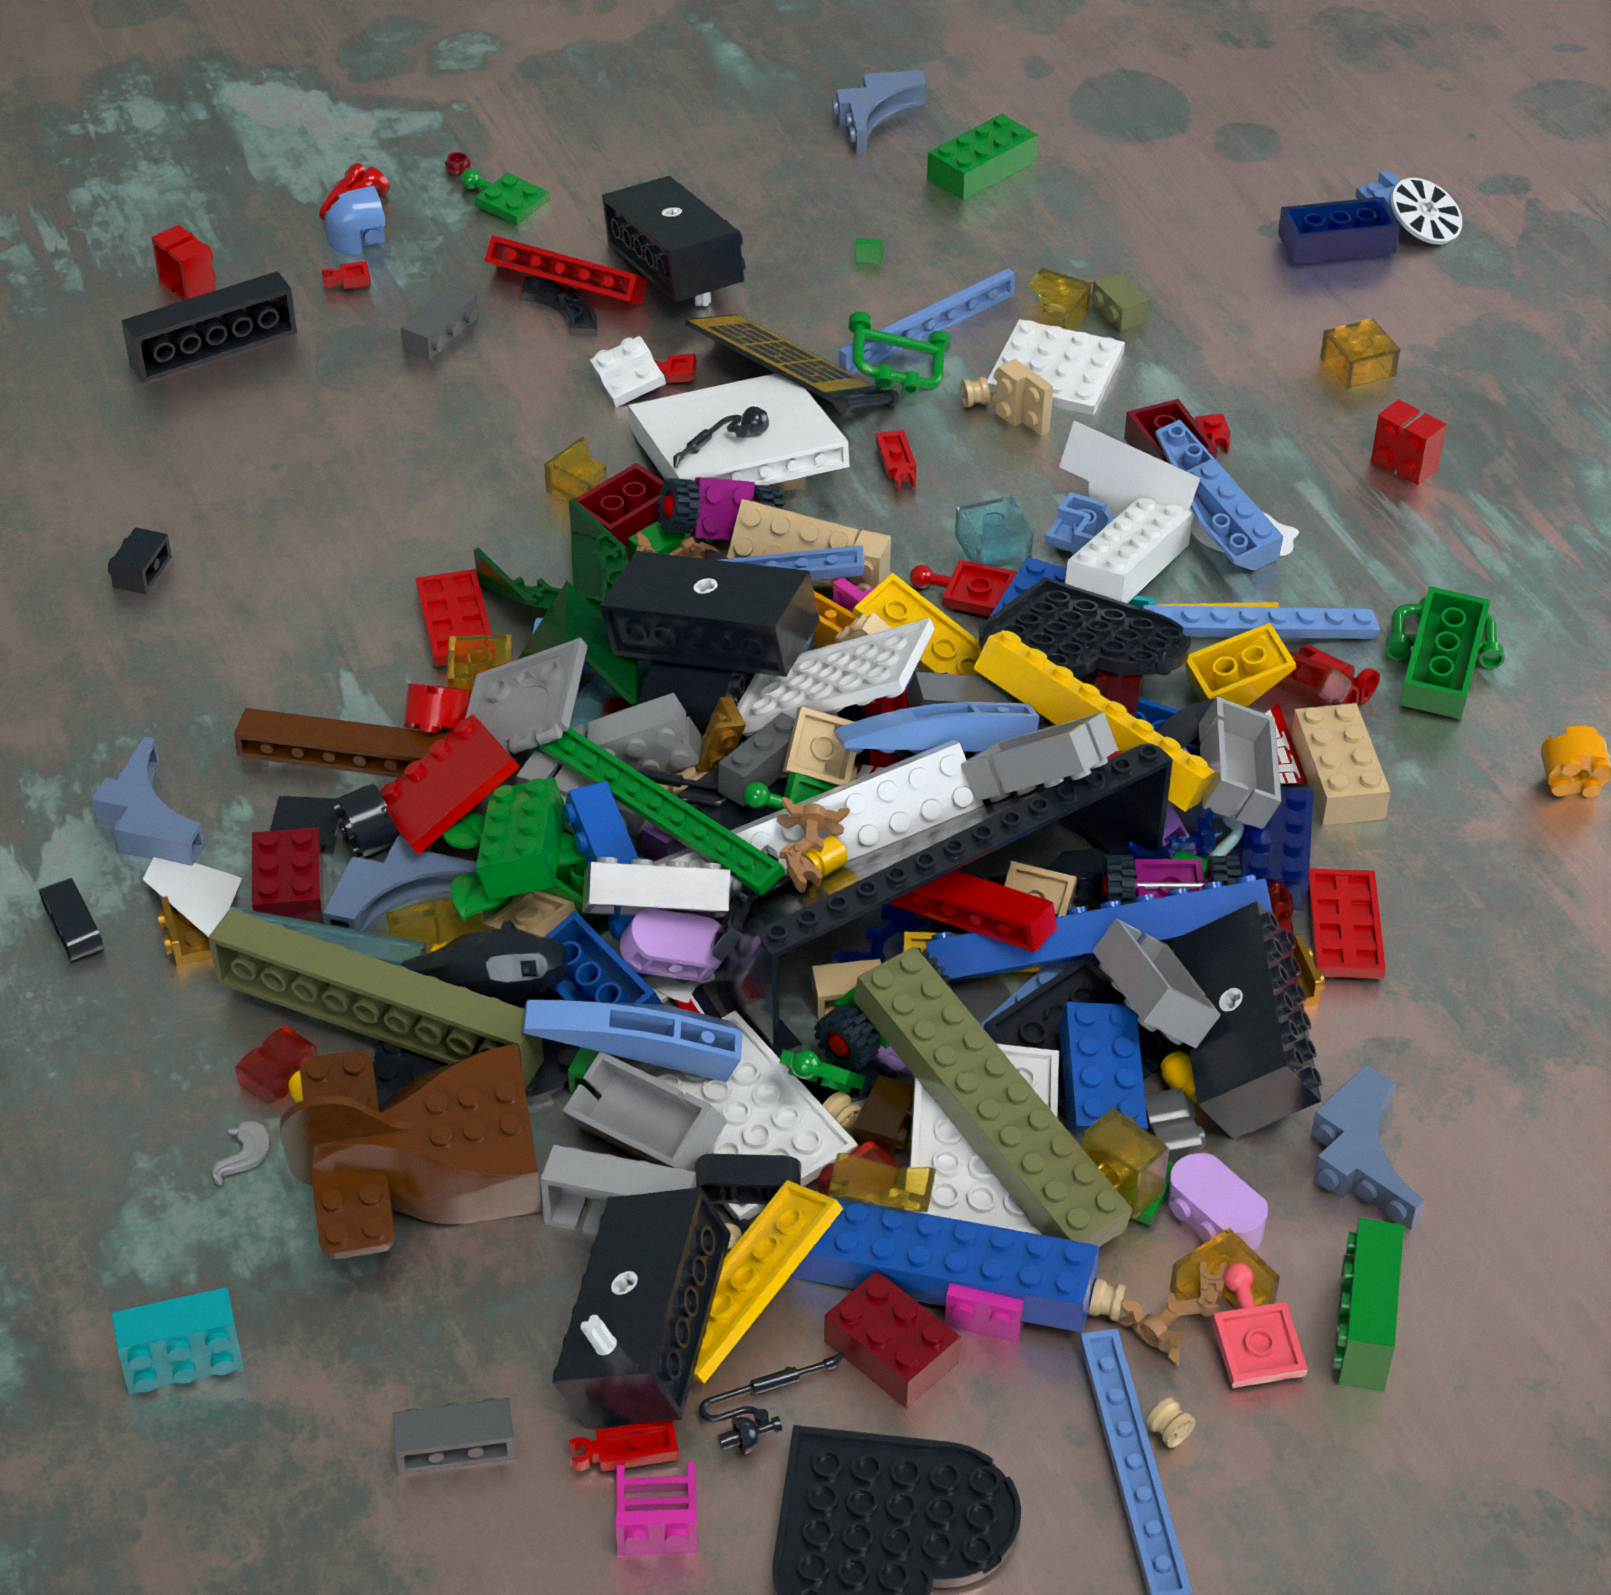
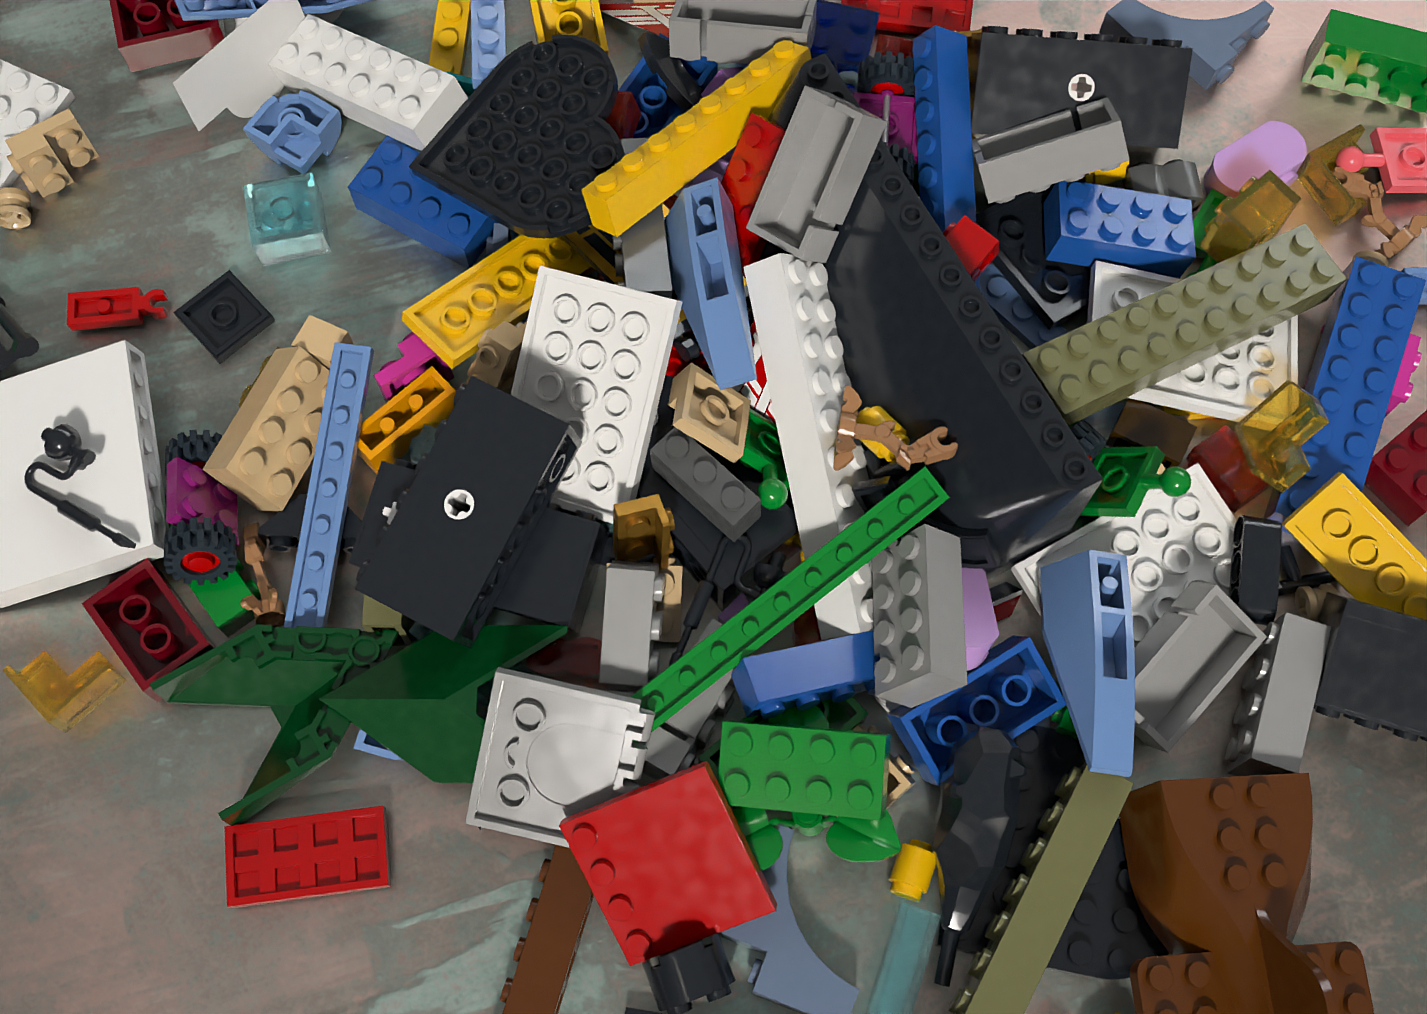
camera: 85 degrees left, 25 degrees up
(432, 922) = (862, 902): clear yellow panel -> none
(435, 707) = (507, 877): red brick -> none
(475, 655) = (427, 823): clear yellow brick -> none
(904, 520) = (224, 316): none -> black tile
(970, 589) = (365, 254): red plate -> none

